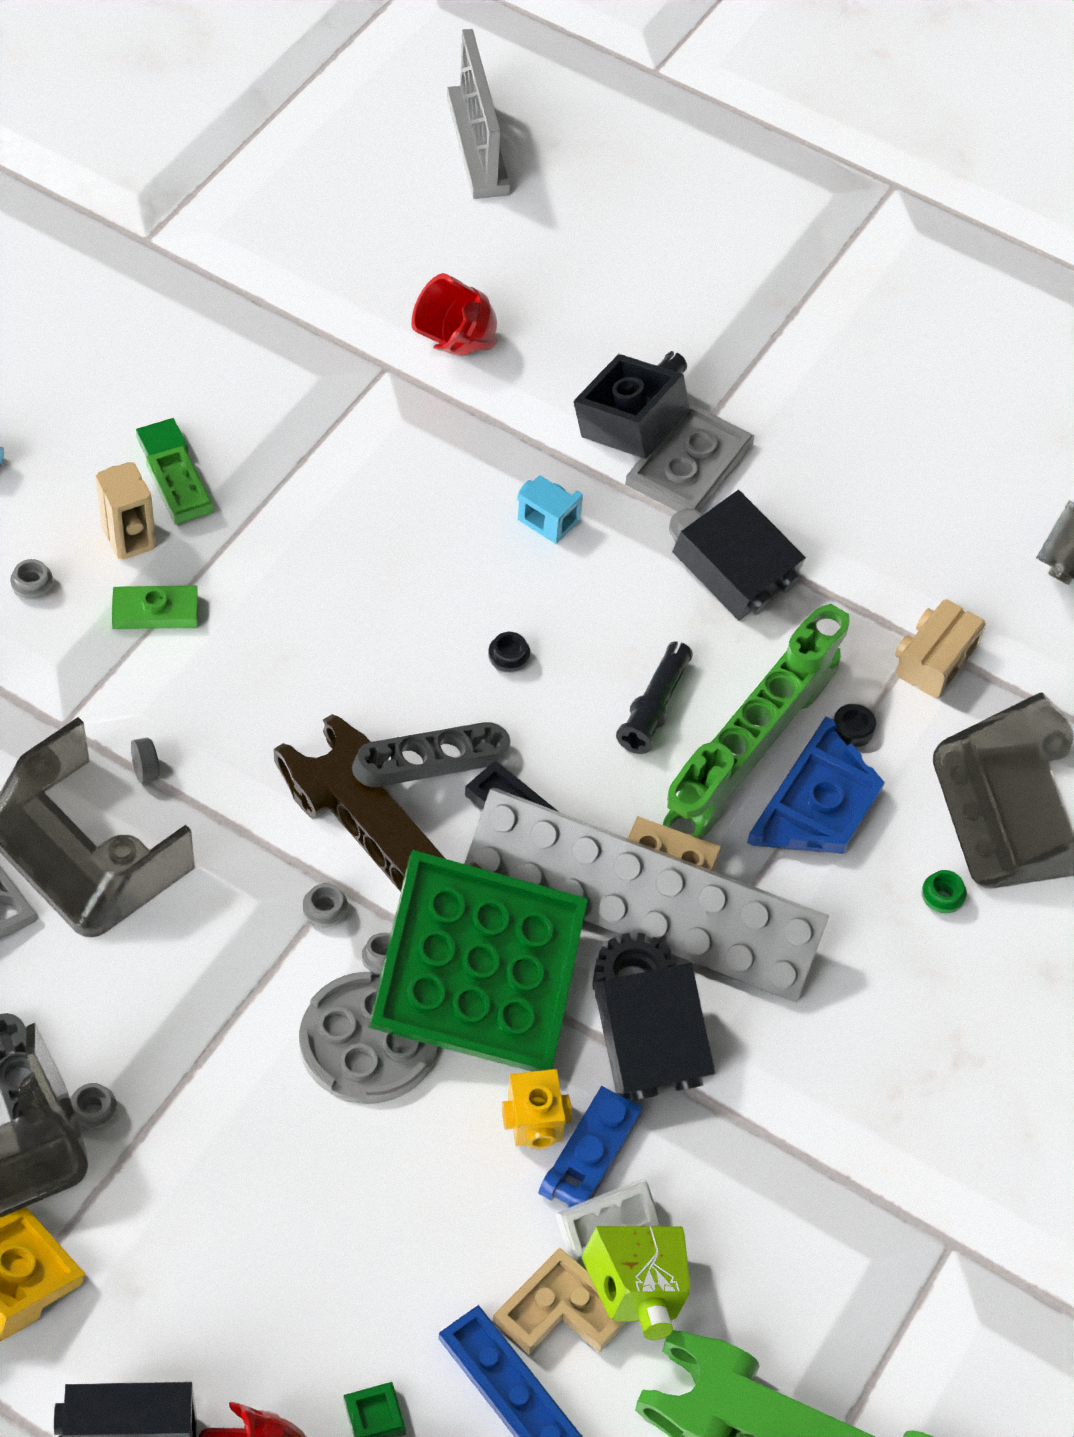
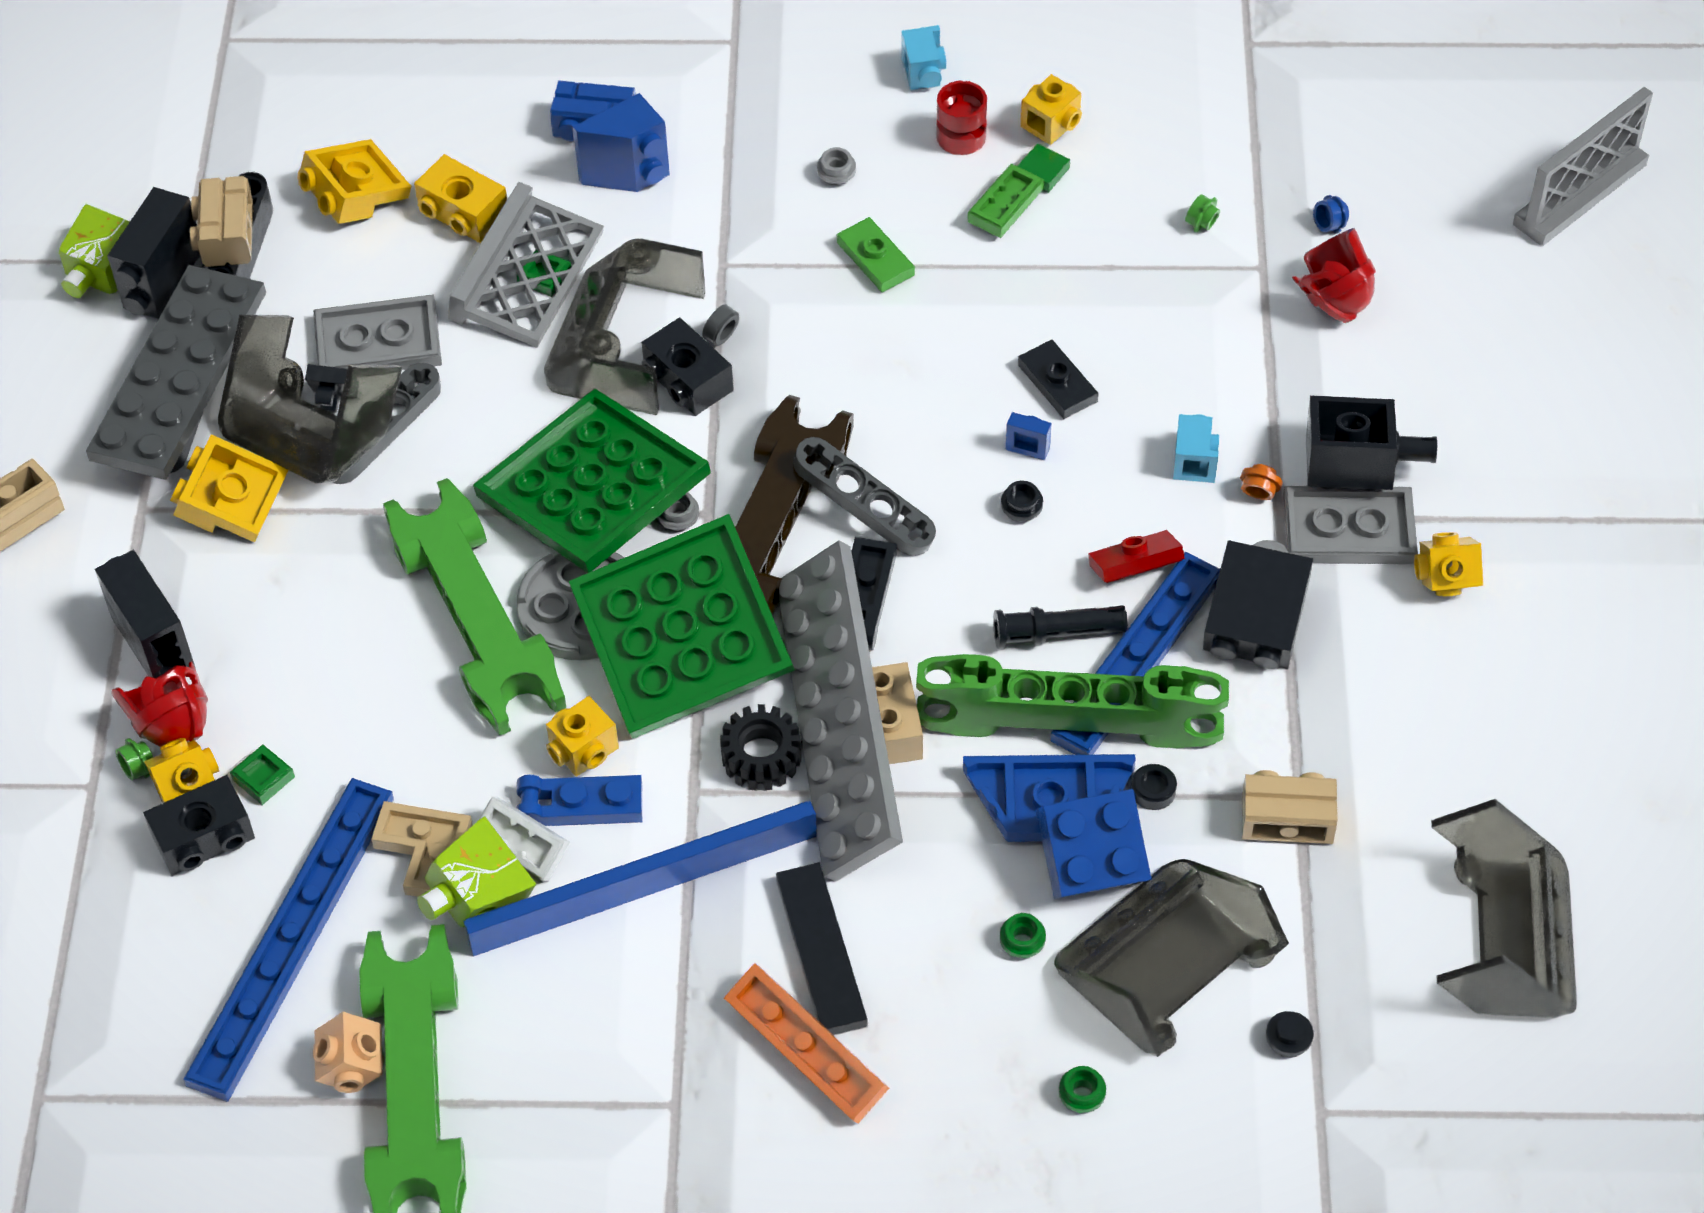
camera: 65 degrees right, 0 degrees up
(67, 459) = (961, 117): none -> red wheel
(94, 1094) = (395, 457): light grey plate -> none
(111, 388) = (1051, 109): none -> yellow brick
(126, 510) = (935, 176): tan brick -> none
(188, 793) = (688, 366): none -> black brick
(247, 952) = (592, 480): none -> green plate
(307, 367) = (1203, 213): none -> bright green plate
(310, 1124) = (501, 661): none -> bright green piece
(375, 299) = (1331, 214): none -> blue plate
(397, 558) = (1058, 379): none -> black plate
(449, 608) = (1028, 435): none -> blue plate
(613, 486) = (1260, 481): none -> orange plate
(625, 607) = (1136, 556): none -> red plate
(654, 1031) = (704, 774): black brick -> none
(712, 651) = (1150, 636): none -> blue tile
(715, 1146) = (640, 878): none -> blue tile
(785, 417) = (1449, 563): none -> yellow brick
(867, 1044) = (821, 949): none -> black tile
(906, 788) = (1093, 844): none -> blue brick
(961, 1103) = (806, 1043): none -> orange plate

